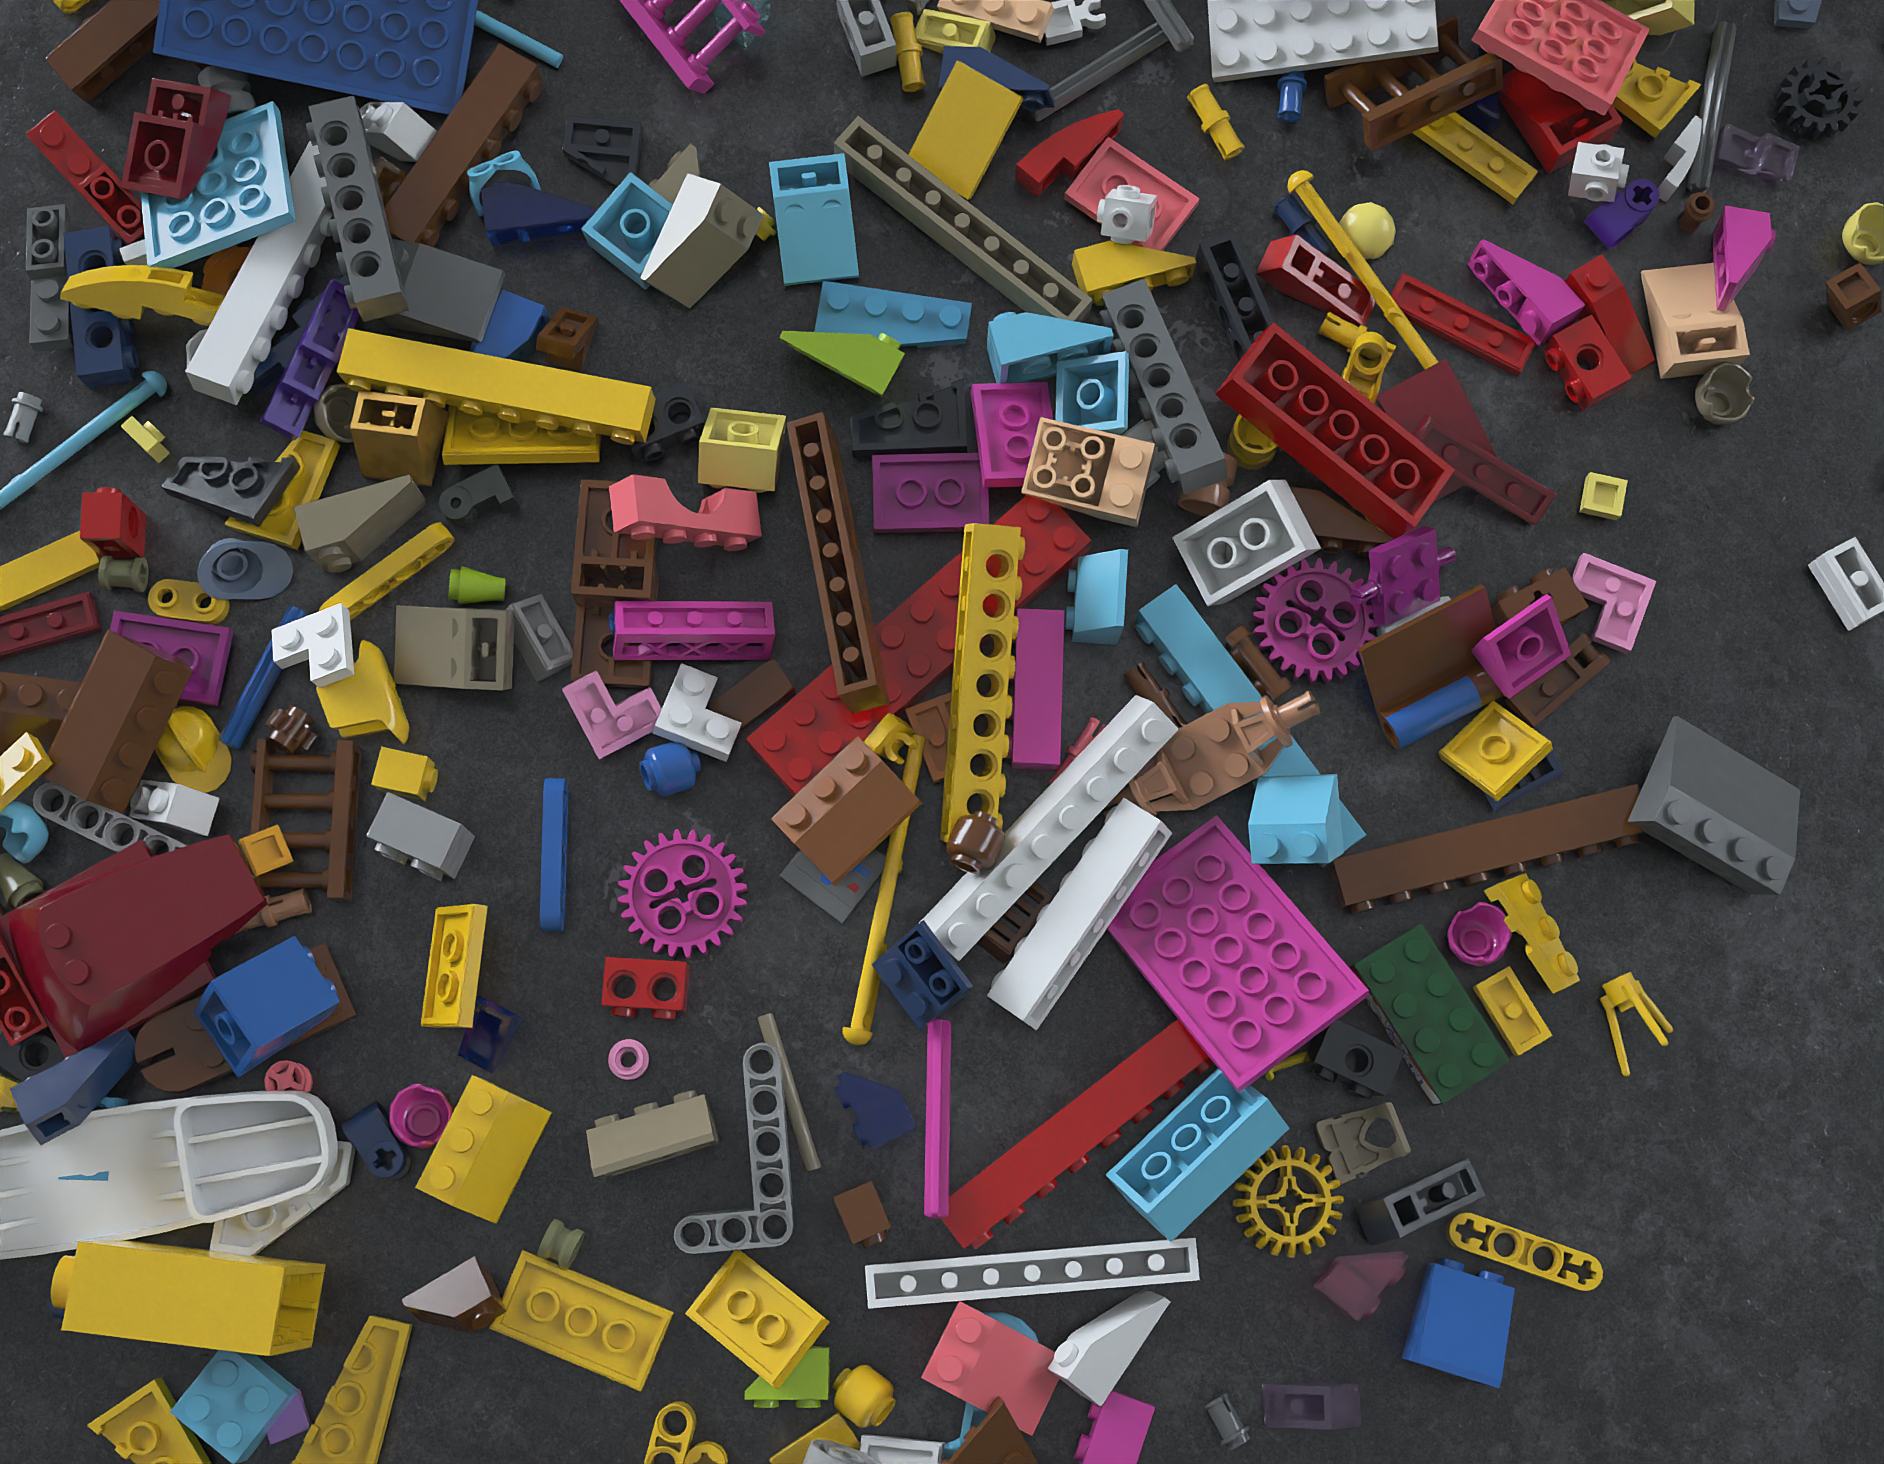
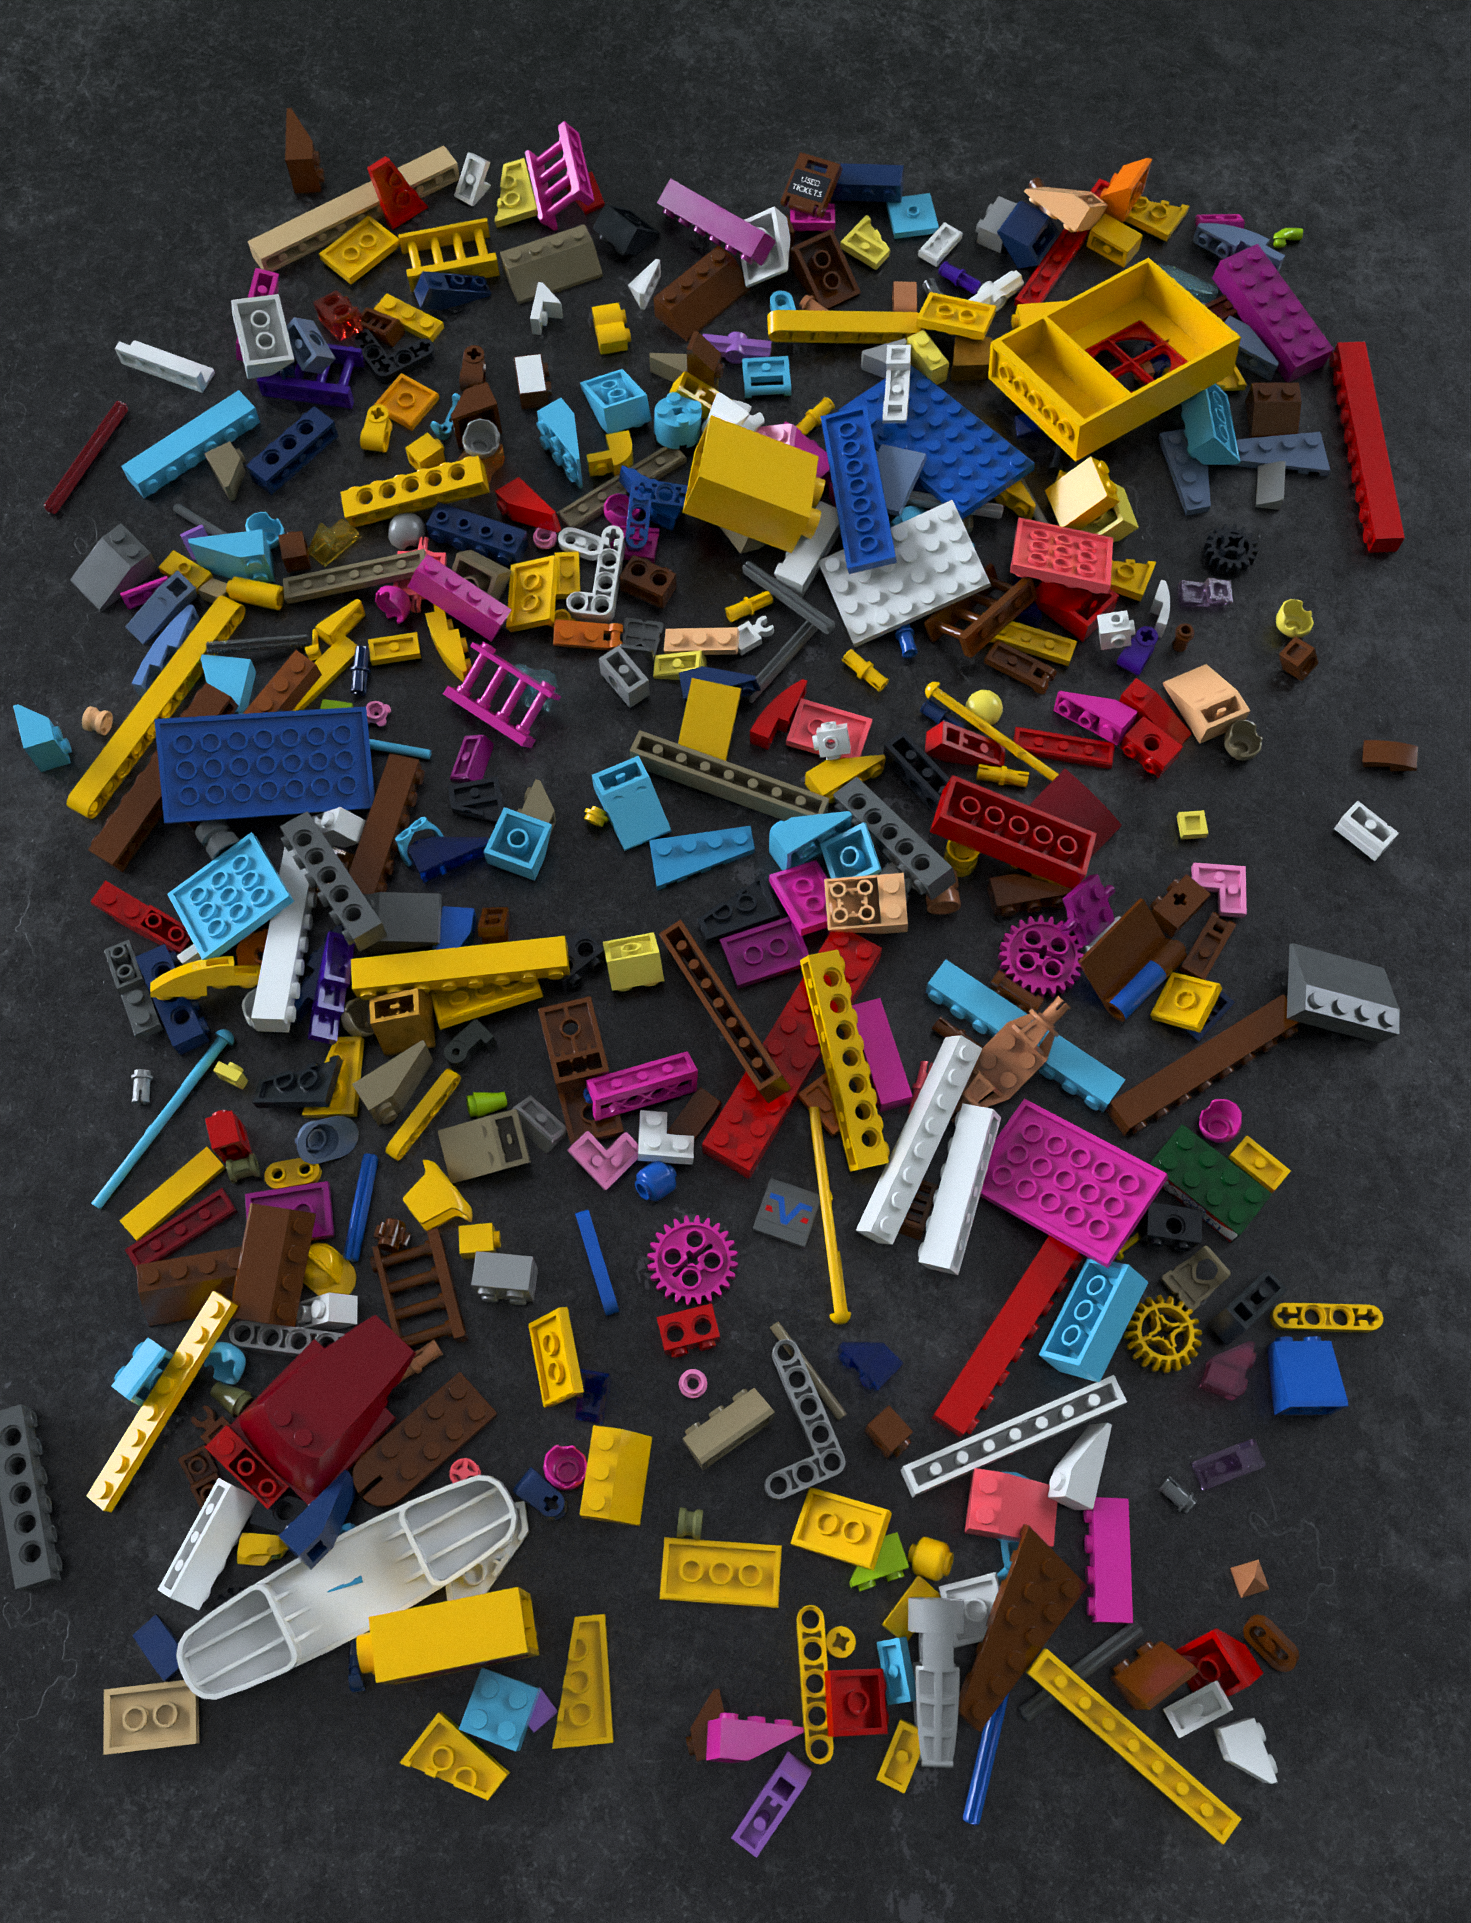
camera: 15 degrees left, 10 degrees down
(174, 138) = (193, 874): dark red slope -> none
(265, 851) = (402, 1319): light orange tile -> none
(265, 1004) = (436, 1423): blue slope -> none
(321, 639) = (394, 1166): white plate -> none
(458, 1299) = (632, 1585): slope -> none
(616, 85) = (472, 759): none -> magenta slope
(649, 510) = (592, 1012): coral arch -> none
(700, 240) = (564, 835): dark tan slope -> none
(846, 810) = (784, 1170): dark orange slope -> none
(854, 356) = (691, 879): lime slope -> none
(890, 737) = (795, 1114): yellow tile -> none
(907, 52) = (656, 684): yellow pin -> none
(922, 975) = (873, 1260): dark blue slope -> none
(937, 1120) = (915, 1354): dark pink axle -> none
(975, 842) = (877, 1162): reddish brown head -> none
(1098, 597) = (899, 983): medium azure slope -> none
(1246, 542) = (981, 919): white brick -> none
(1296, 820) = (1078, 1082): medium azure slope -> none
(1363, 373) = (1017, 792): yellow piece -> none
(1442, 184) = (1020, 666): none -> reddish brown plate
(1486, 472) = (1116, 831): dark red tile -> none
(1523, 647) = (1180, 930): dark pink slope -> none
(1528, 918) = (1247, 1100): yellow wing -> none
(1625, 994) = (1326, 1130): yellow plant -> none
(1712, 105) = (1167, 571): dark grey axle -> none
(1738, 248) = (1217, 649): dark pink slope -> none

